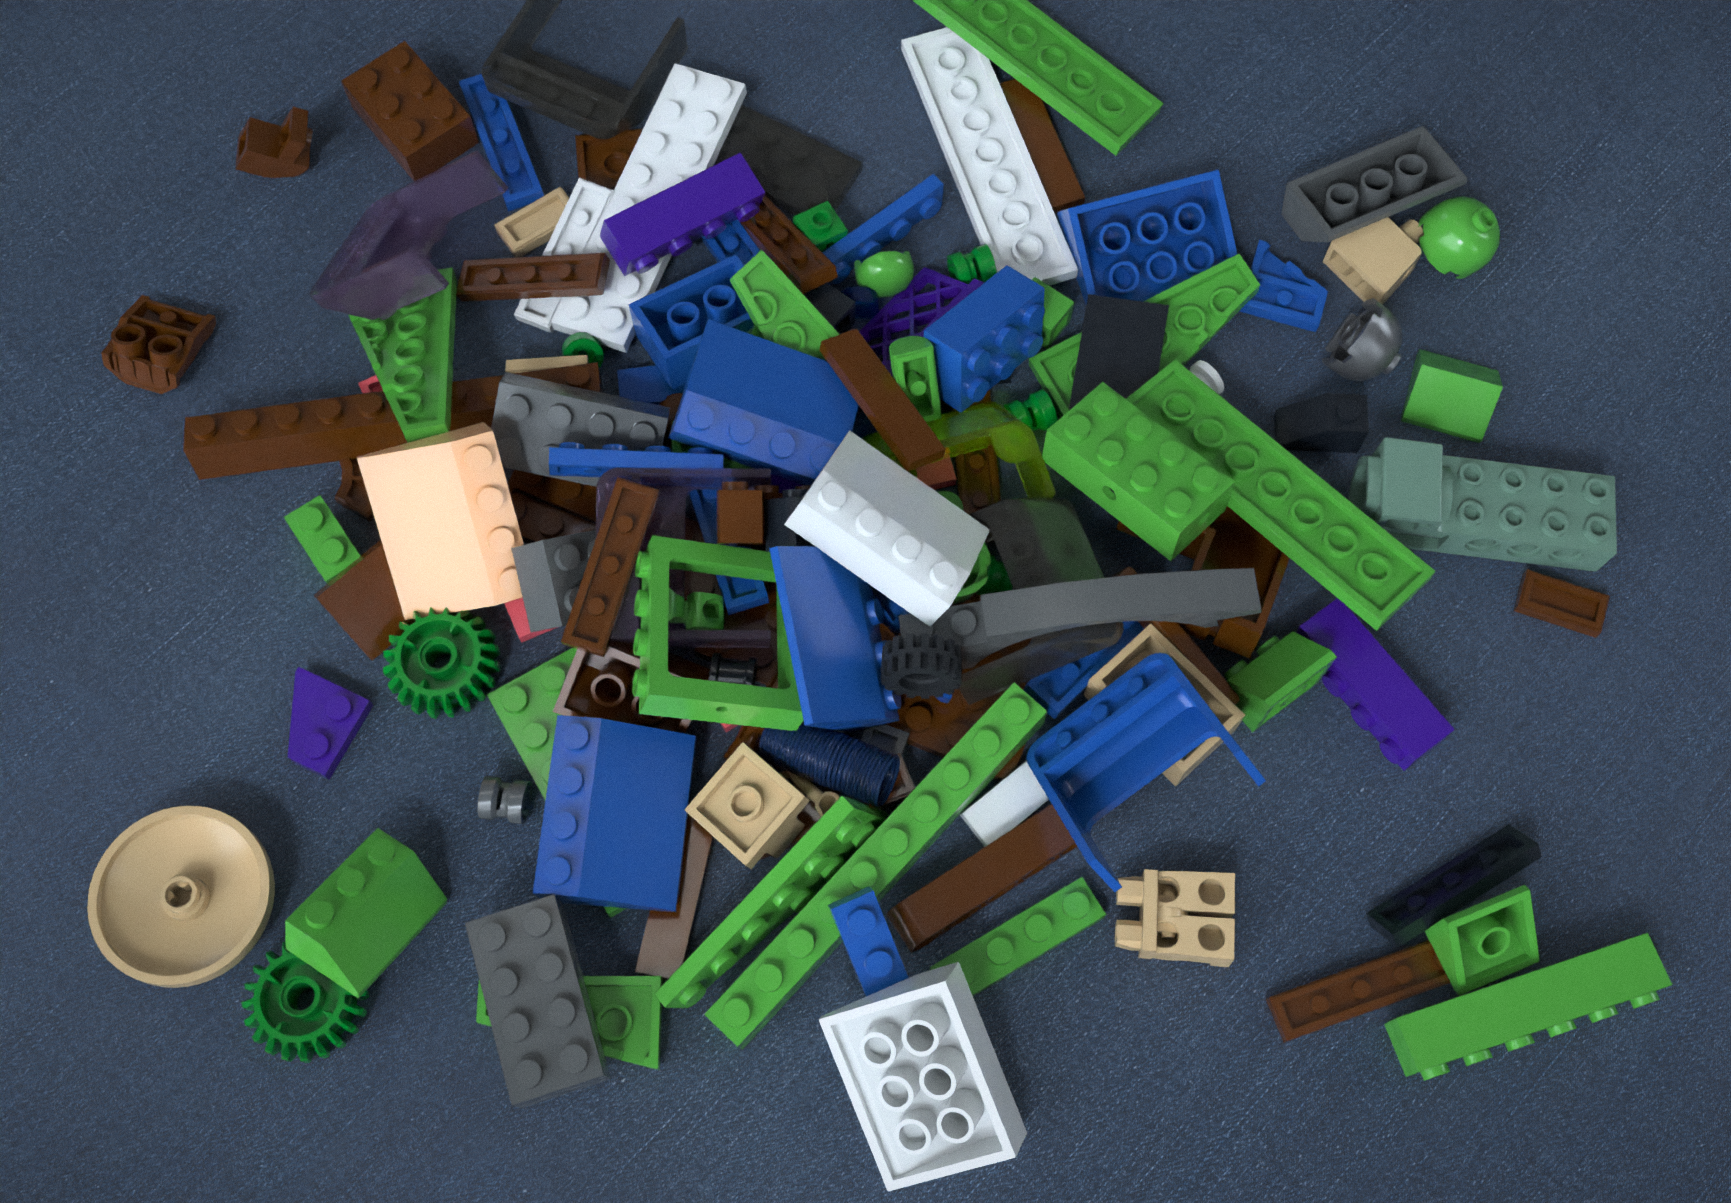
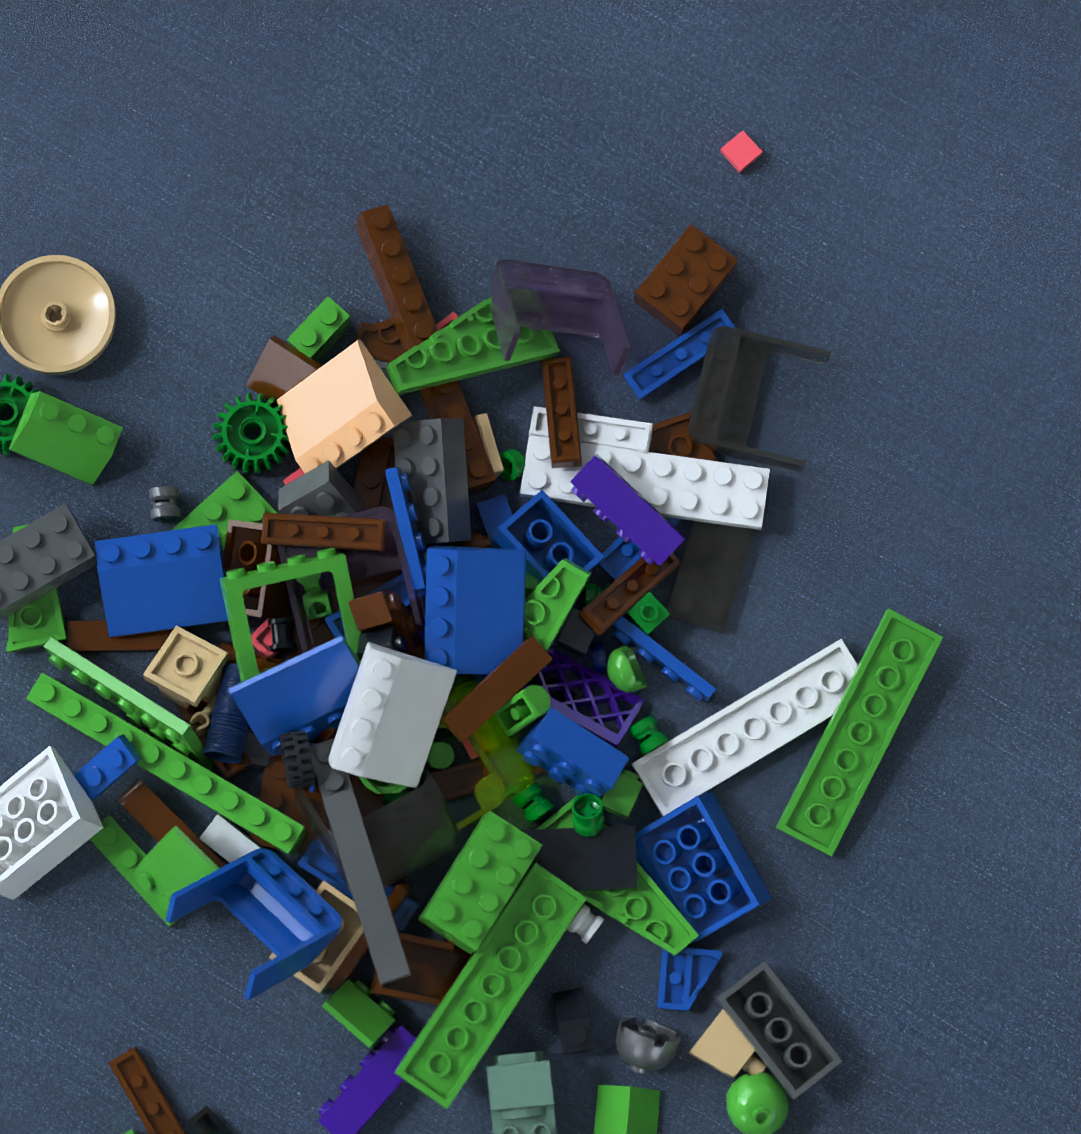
camera: 75 degrees right, 10 degrees up
(155, 344) = (451, 160): reddish brown slope -> none
(271, 29) = (741, 151): none -> coral tile
(275, 149) = (631, 190): reddish brown brick -> none
(323, 722) = (196, 366): dark purple wing -> none
(532, 224) = (617, 399): tan tile -> none
(1040, 876) = (172, 866): none -> bright green slope
(1043, 146) = (770, 769): reddish brown tile -> none
(1065, 338) = (588, 815): none -> green wheel
(1179, 916) = (173, 965): tan hips -> none

